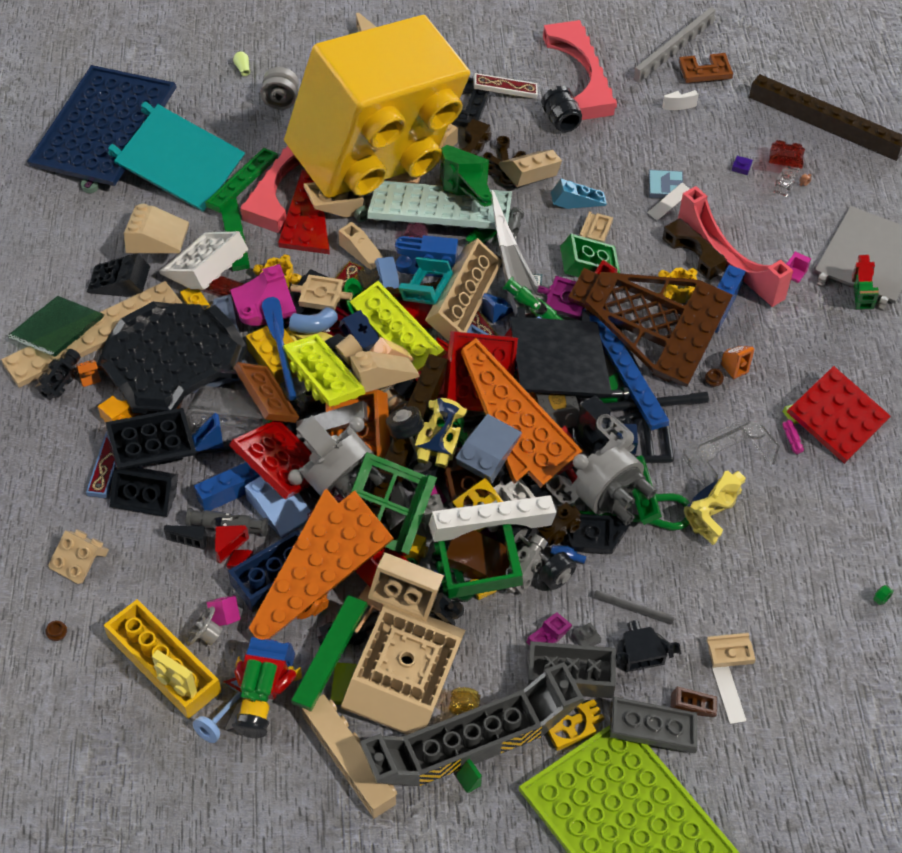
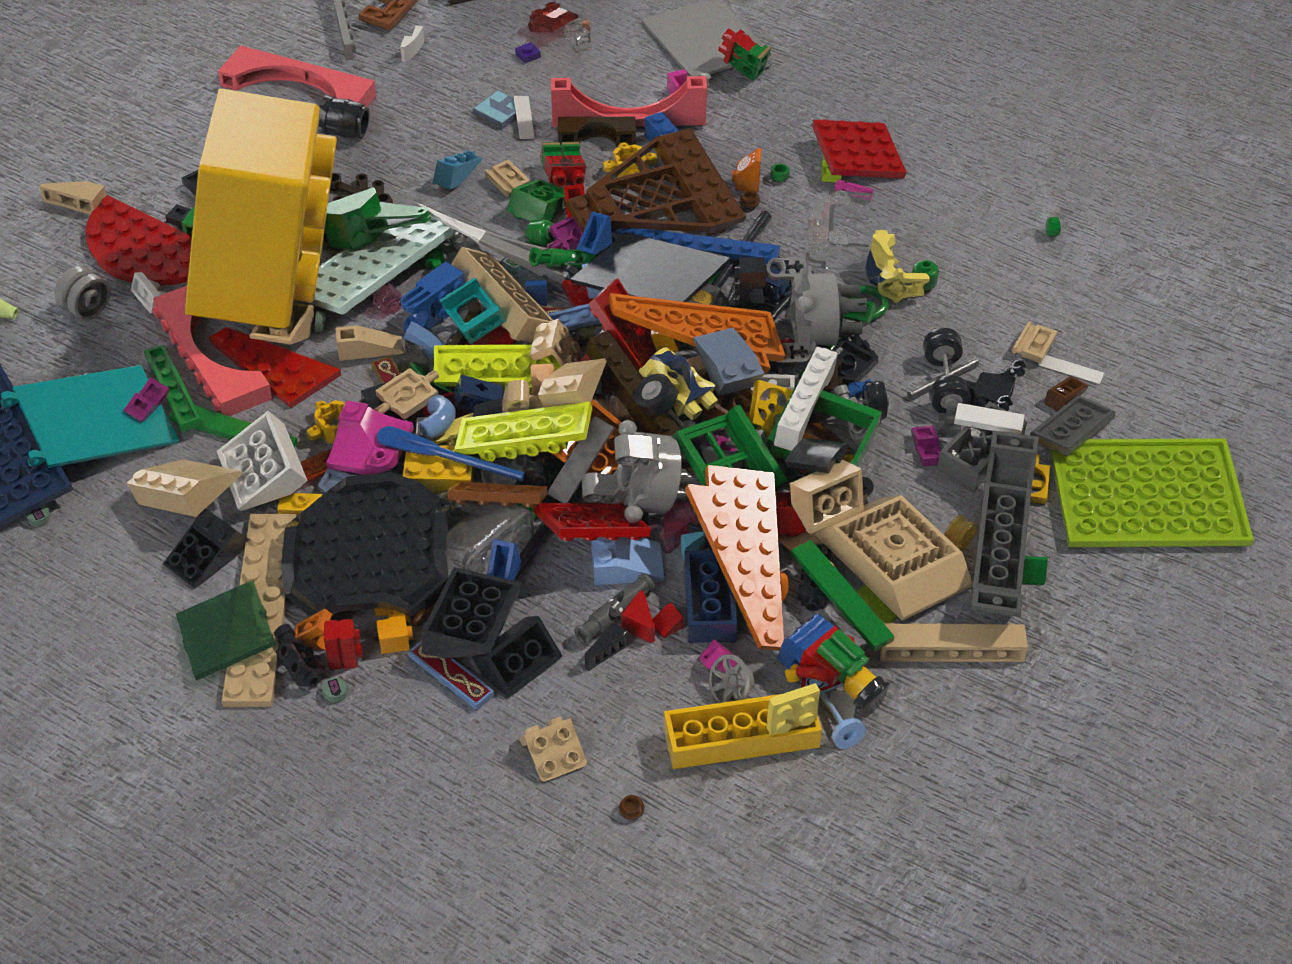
camera: 55 degrees left, 5 degrees down
(50, 410) = (335, 690): none -> sand green tile
(79, 388) = (341, 644): none -> red brick
(212, 174) = (147, 401): none -> magenta slope
(224, 486) = (574, 581): blue brick -> none
(433, 341) = (554, 339): none -> tan bracket
(433, 554) = (816, 455): none -> black slope
(531, 167) = (390, 174): tan slope -> none
(552, 271) = (538, 232): none -> green head
(565, 306) = (596, 234): none -> blue slope
(591, 657) = (989, 419): none -> white tile
(639, 249) = (563, 163): none -> hips
(658, 588) = (945, 348): none -> black axle
(733, 533) = (930, 269): none -> green head
(763, 380) = (780, 172): none -> green tile

